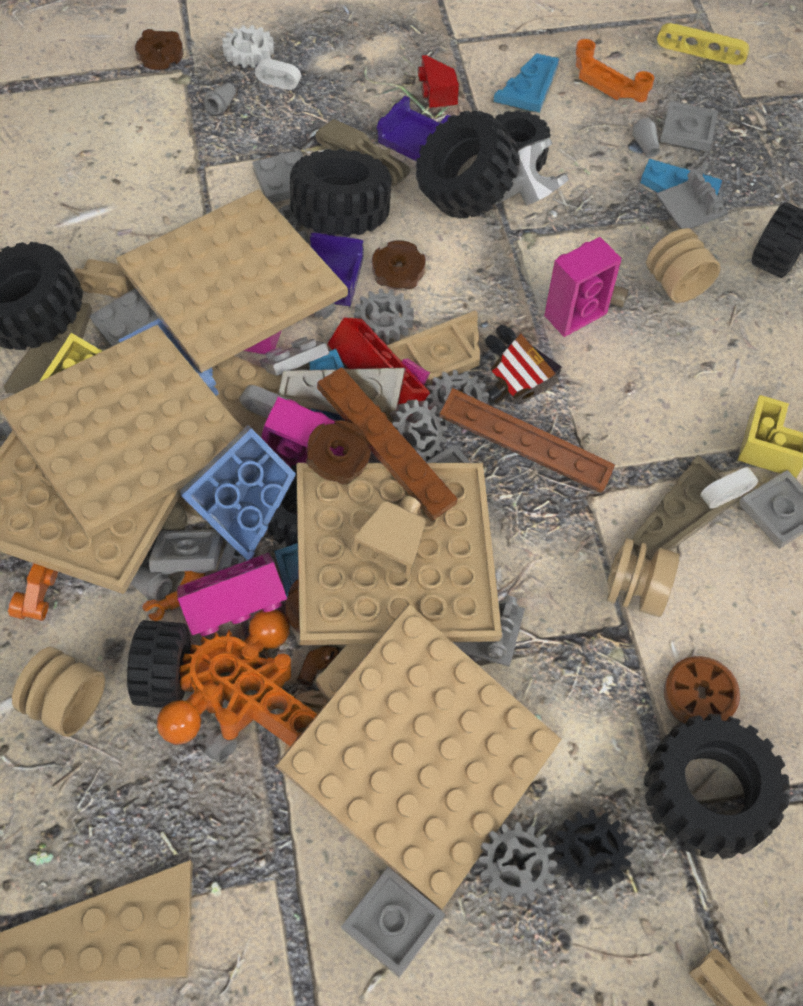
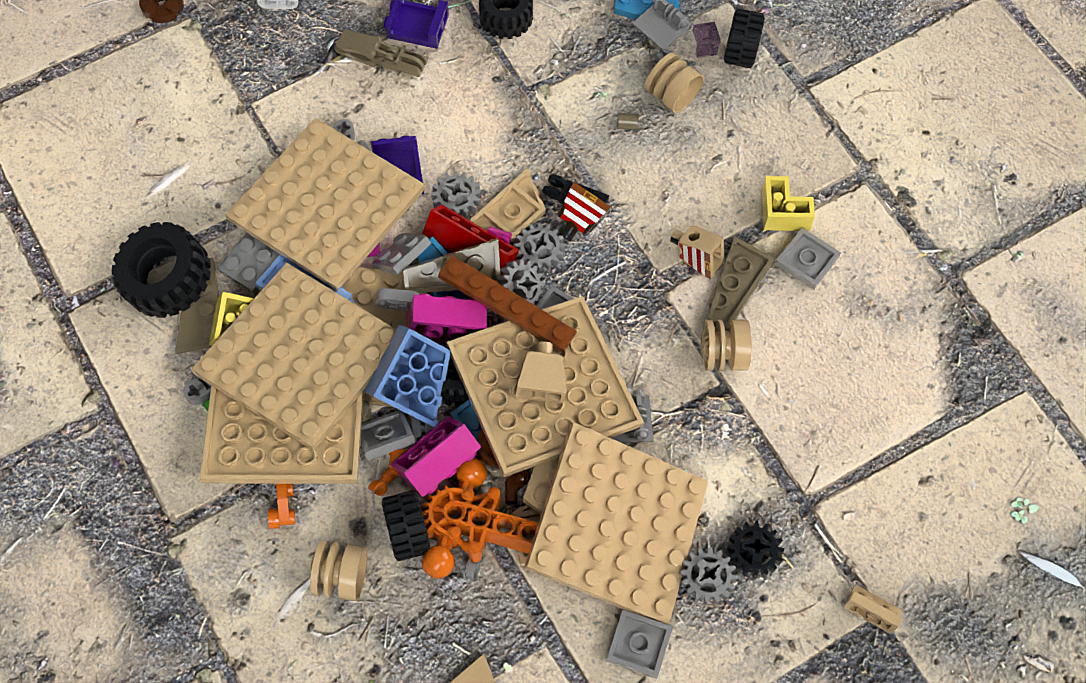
camera: 20 degrees left, 5 degrees up
(103, 279) = (215, 231): tan bracket -> none
(152, 584) = (370, 469): light grey cone -> none
(218, 99) = (237, 37): light grey cone -> none
(274, 175) = (323, 94): light grey plate -> none
(333, 467) = (472, 336): reddish brown plate -> none
(340, 192) = (382, 99): black tyre -> none
(398, 277) = (449, 157): reddish brown plate -> none
(484, 180) = (456, 35): black tyre -> none
(527, 440) = (605, 265): dark orange plate -> none
(528, 181) = (523, 39): light grey connector -> none
(581, 286) = (604, 126): dark pink brick -> none
(650, 457) = (700, 249): none -> tan torso
(695, 671) = (803, 405): dark orange wheel -> none
(729, 487) = (765, 256): white beam -> none
(738, 233) = (706, 39): none -> clear purple panel
(749, 760) = (840, 452): black tyre -> none

